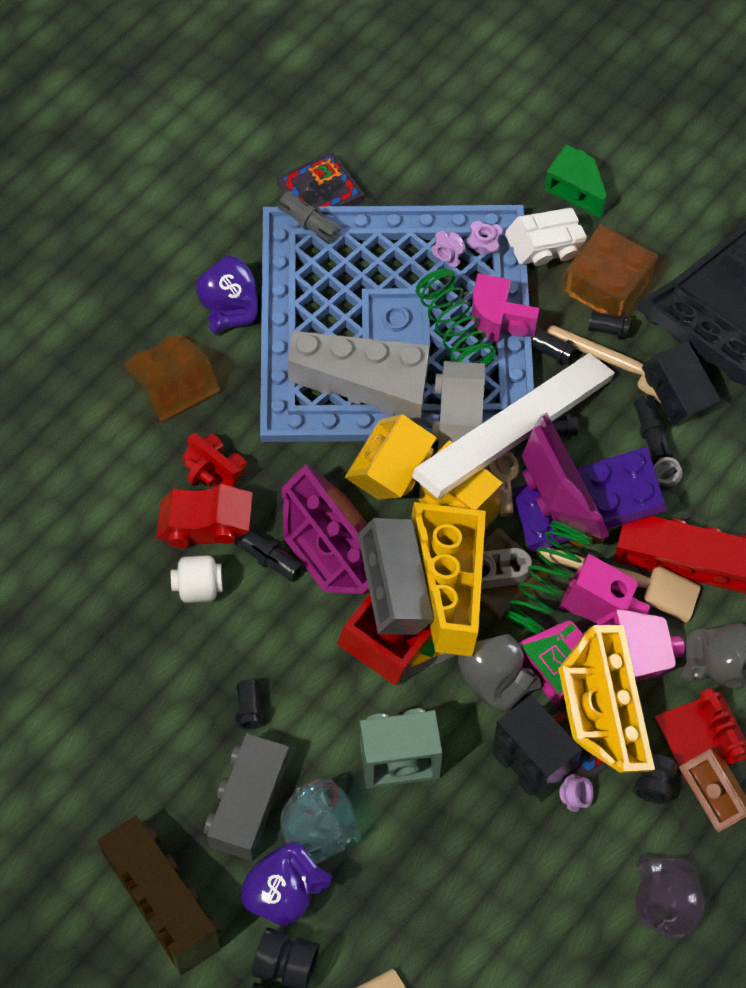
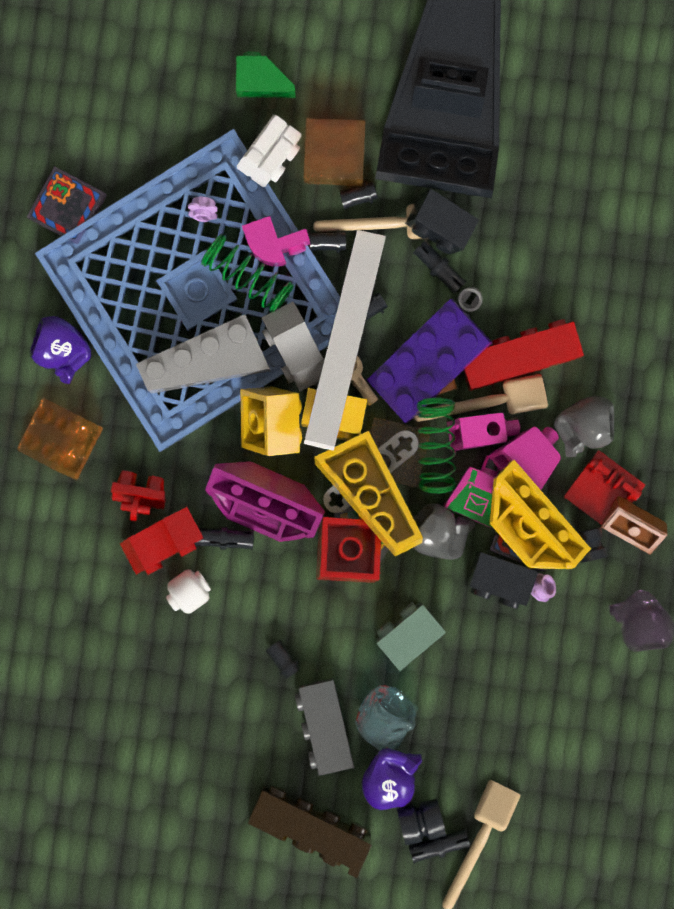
camera: 30 degrees left, 25 degrees up
(309, 217) = (78, 244): dark grey pin -> none
(395, 576) = (336, 521): dark grey brick -> none
(481, 244) = (227, 173): lavender plate -> none
(558, 481) = (402, 367): magenta wedge -> none

